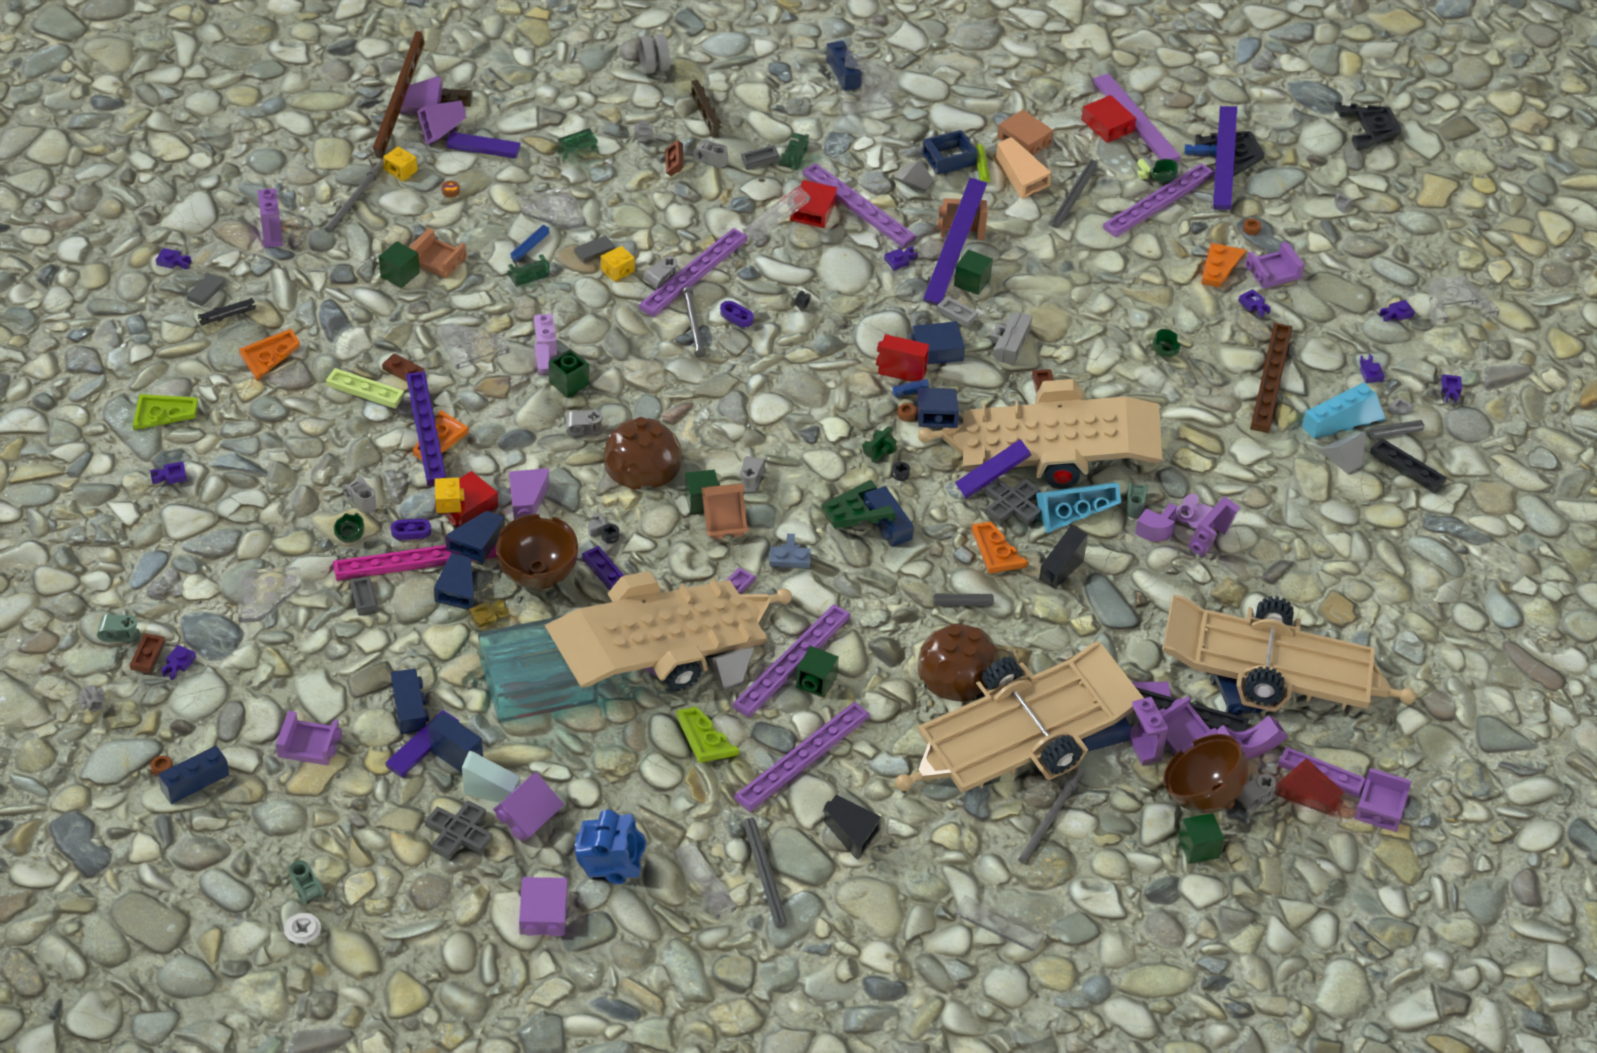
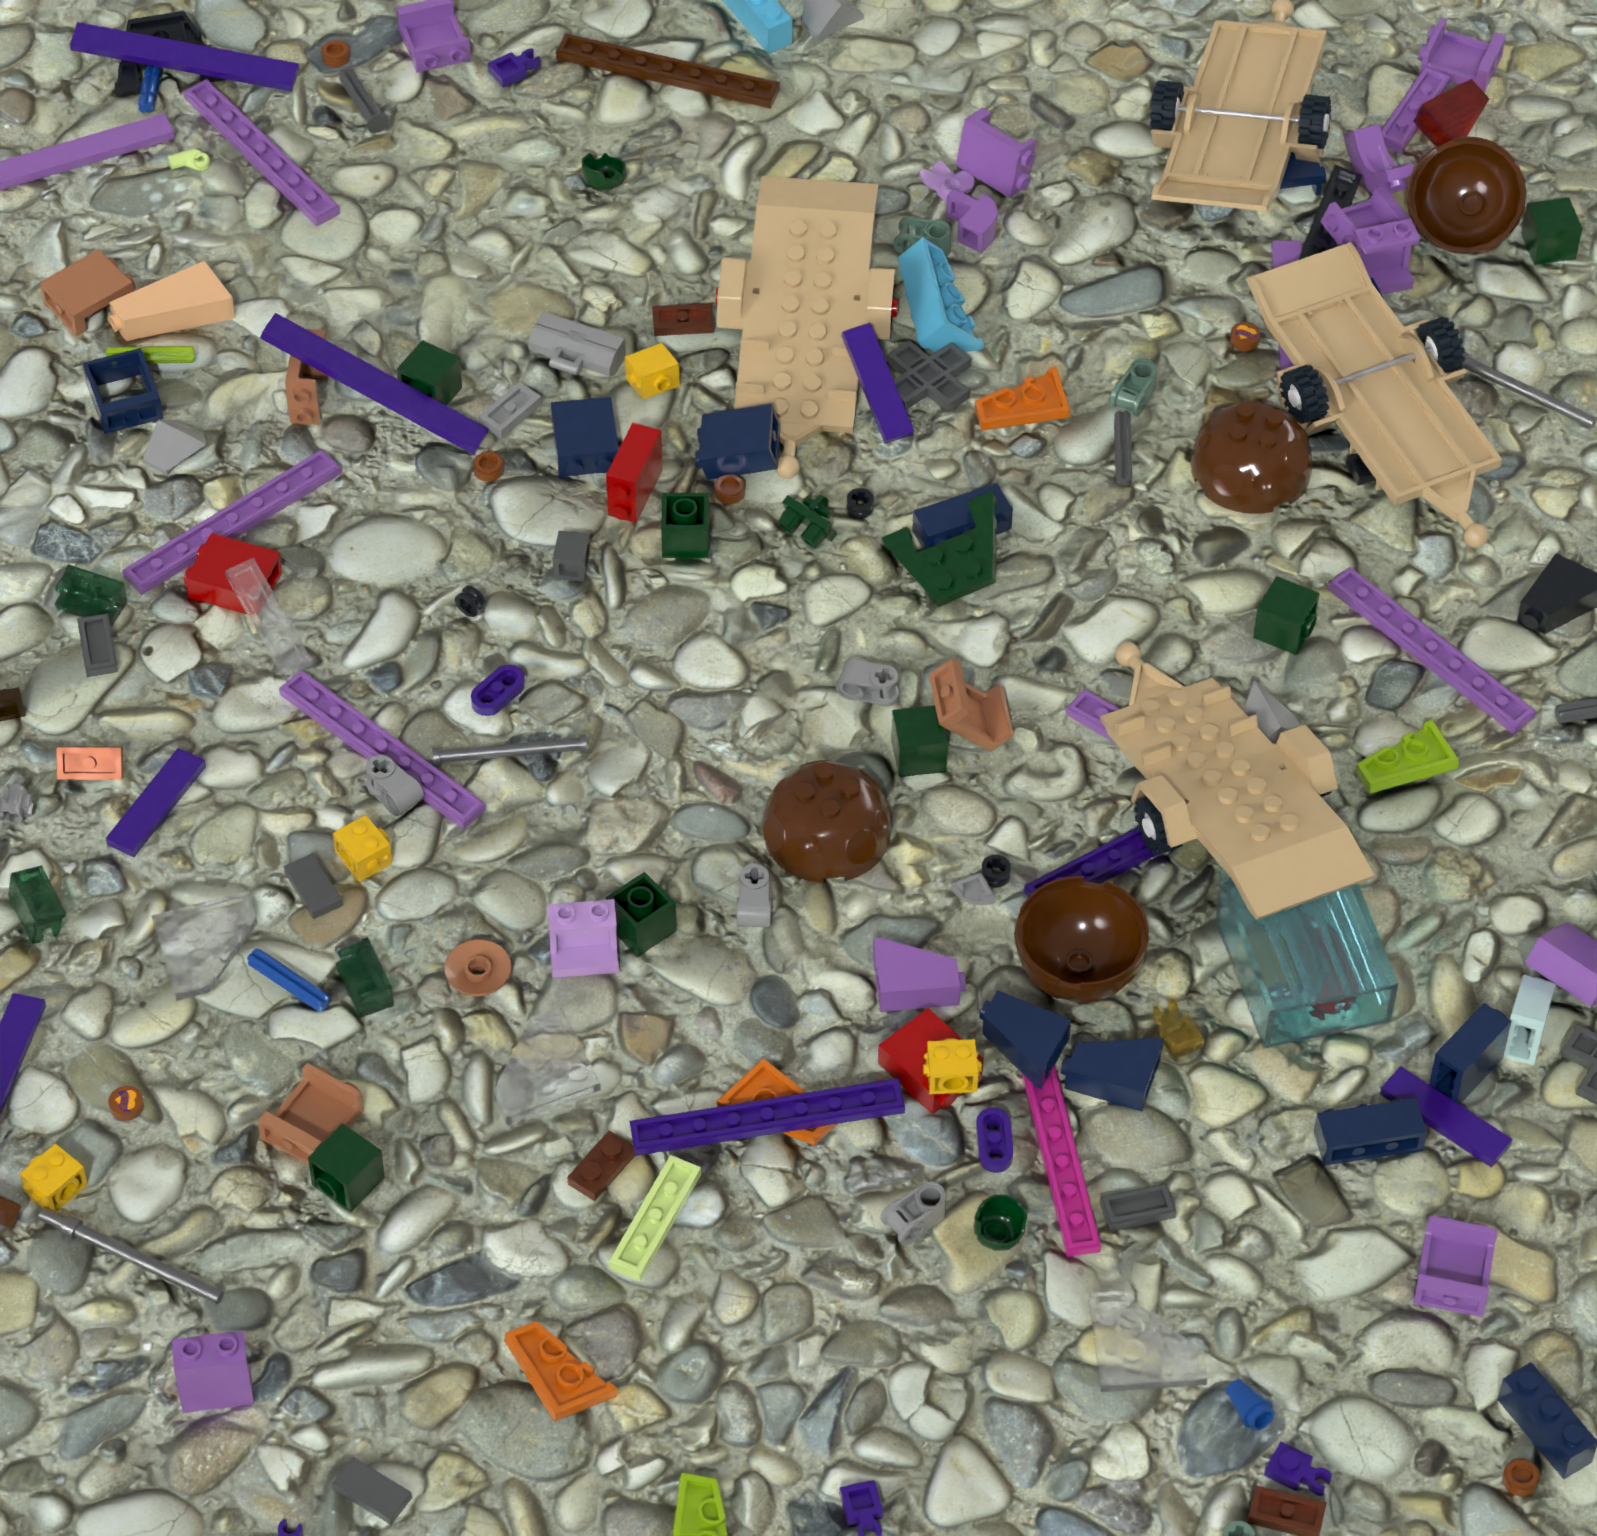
camera: 85 degrees left, 5 degrees up
(219, 314) = (447, 1458): black pin -> none
(219, 639) = (1250, 1405): none -> blue cone
(532, 306) = (473, 958): none -> nougat dish
(651, 187) = (155, 802): none -> dark purple tile
(712, 153) = (82, 708): light grey piece -> none
(788, 662) = (1249, 654): medium lavender tile -> none
(790, 554) = (1036, 645): sand blue hinge -> none
(841, 340) = (571, 556): none -> dark grey brick
(866, 385) = (685, 525): none -> dark green head
(898, 258) = (371, 477): dark purple plate -> none
(909, 388) = (676, 474): blue axle -> none
(913, 306) = (488, 466): none -> dark orange tile
(995, 370) = (652, 371): none -> yellow head
(1015, 603) = (1135, 386): none -> sand green piece
(1064, 558) = (1053, 321): black slope -> none
(1074, 193) = (236, 248): dark grey axle -> none
(1108, 118) = (64, 186): red brick -> none
(1164, 170) = (204, 130): dark green hair -> none
(1214, 237) = (375, 119): none -> dark grey axle
(1220, 263) = (418, 98): orange wing -> none

